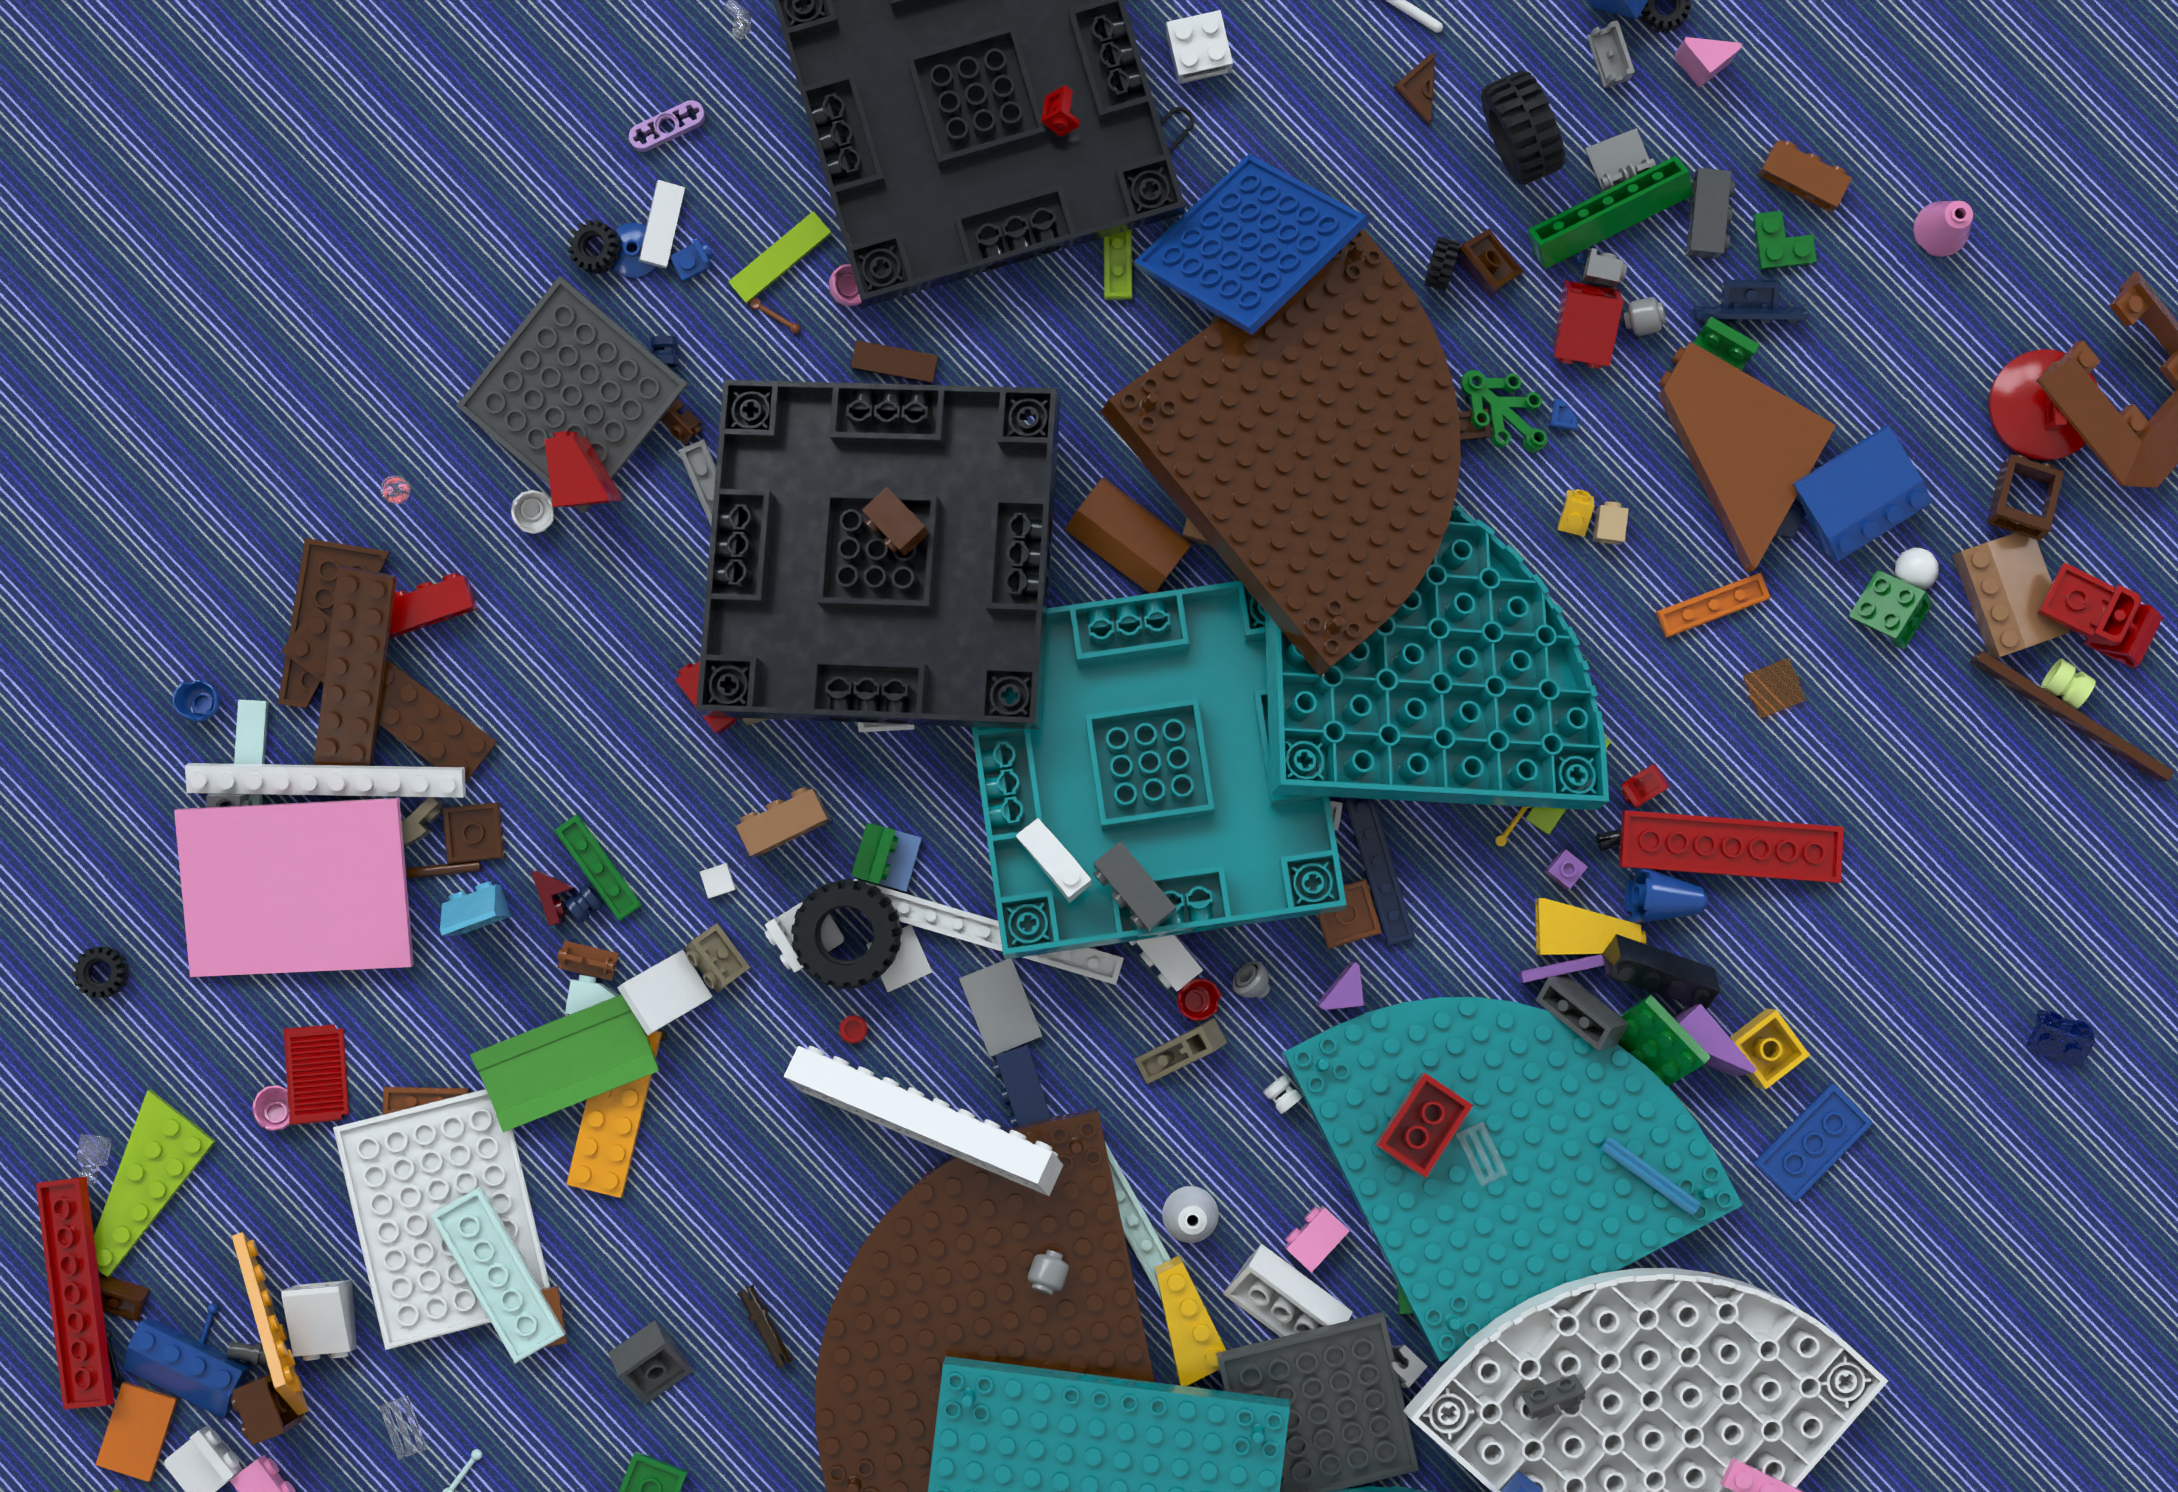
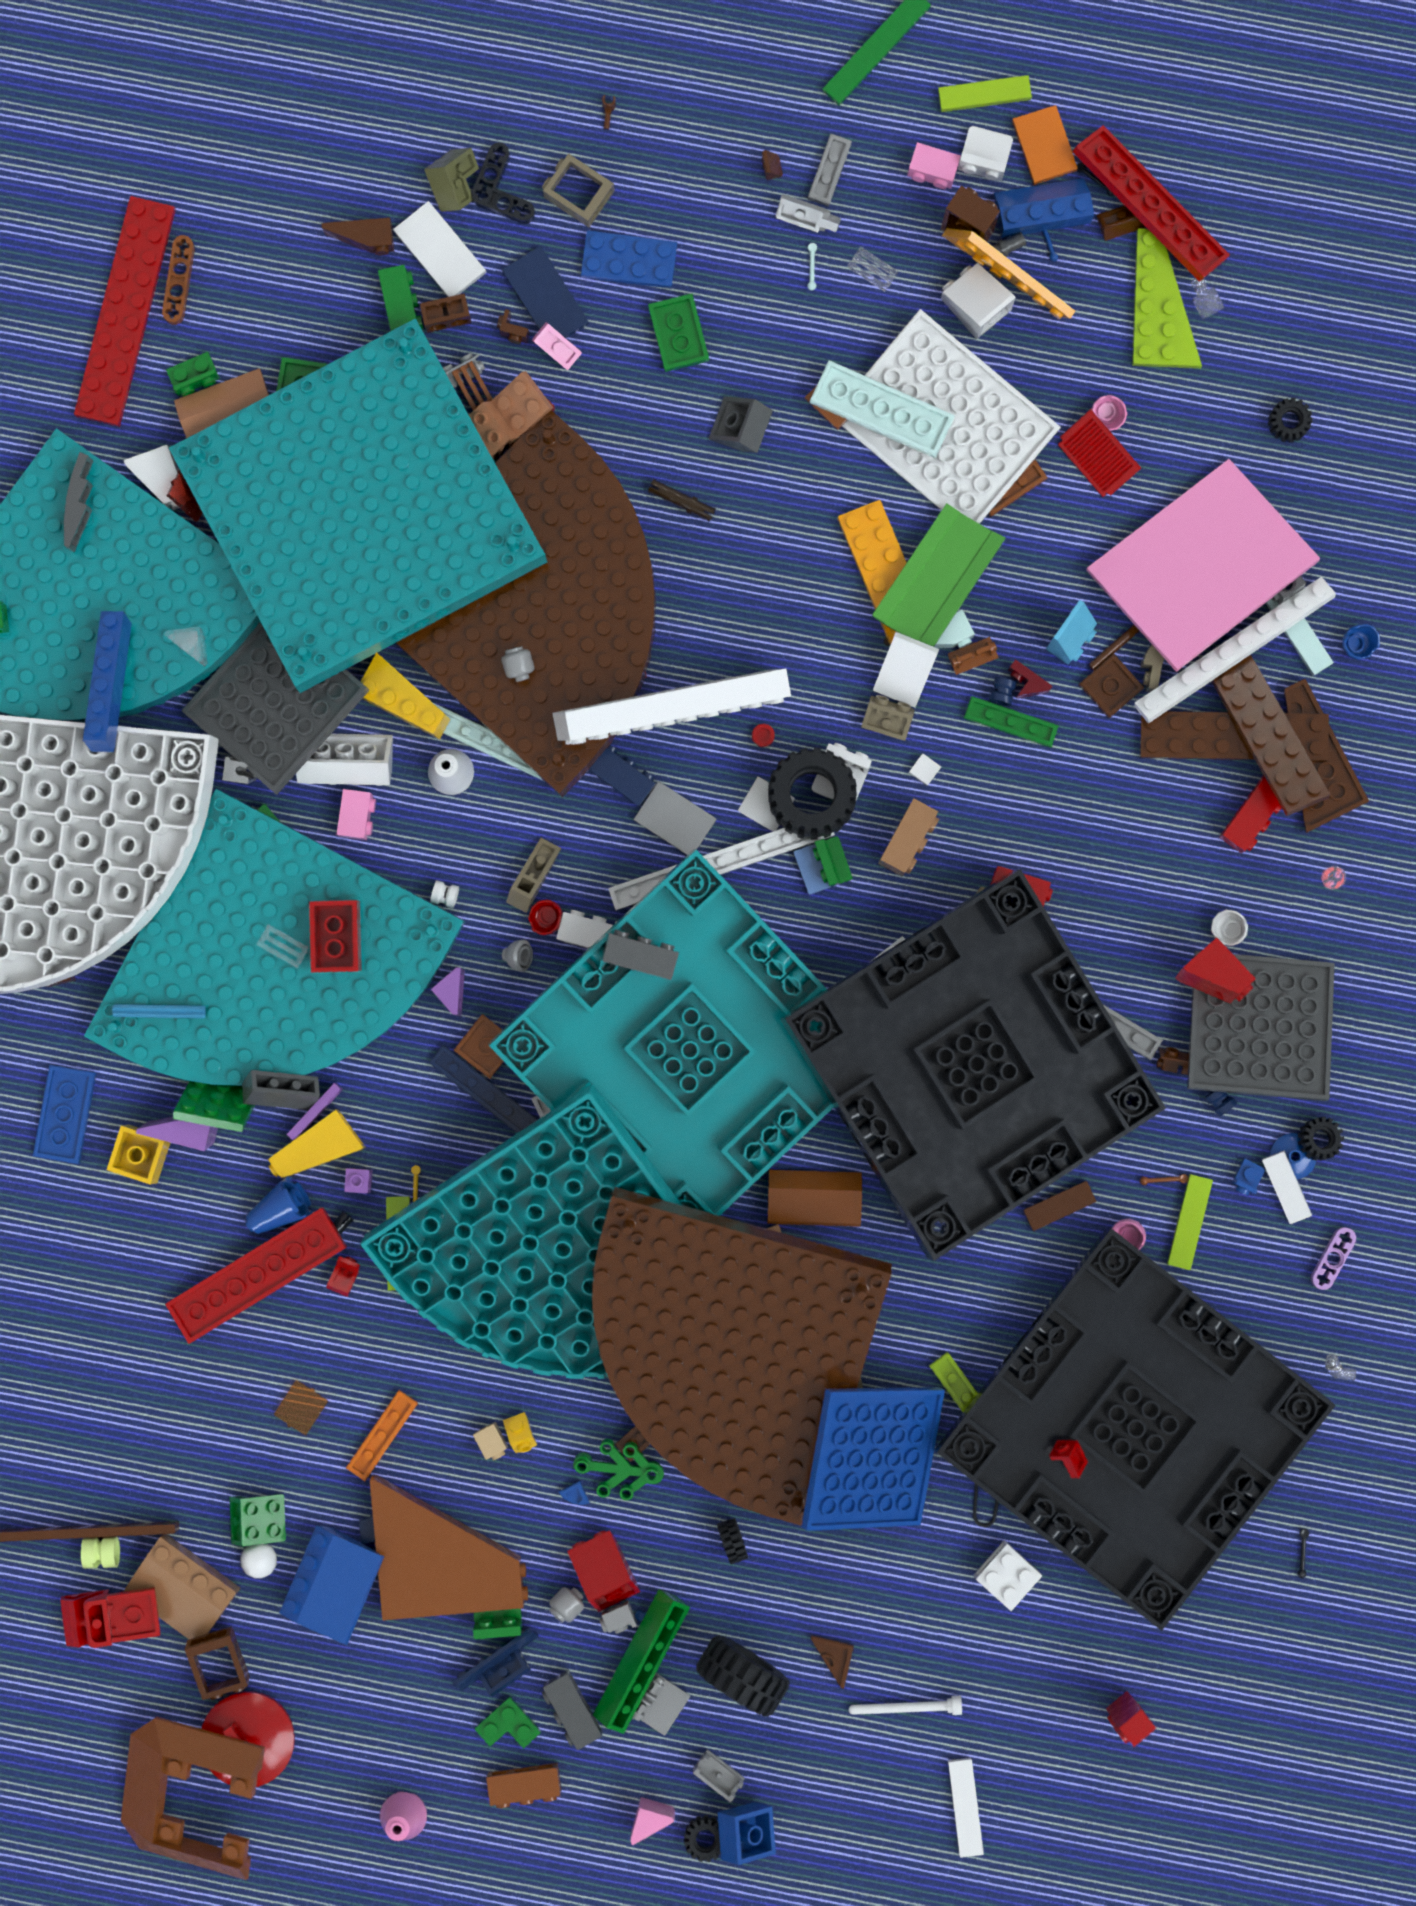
camera: 150 degrees right, 0 degrees up
(895, 521) = (977, 1090): reddish brown brick -> none
(1054, 860) = (707, 937): white slope -> none
(1488, 262) = (700, 1566): reddish brown slope -> none
(1565, 1392) = (119, 823): dark grey hinge -> none
(1660, 972) = (245, 1155): black brick -> none

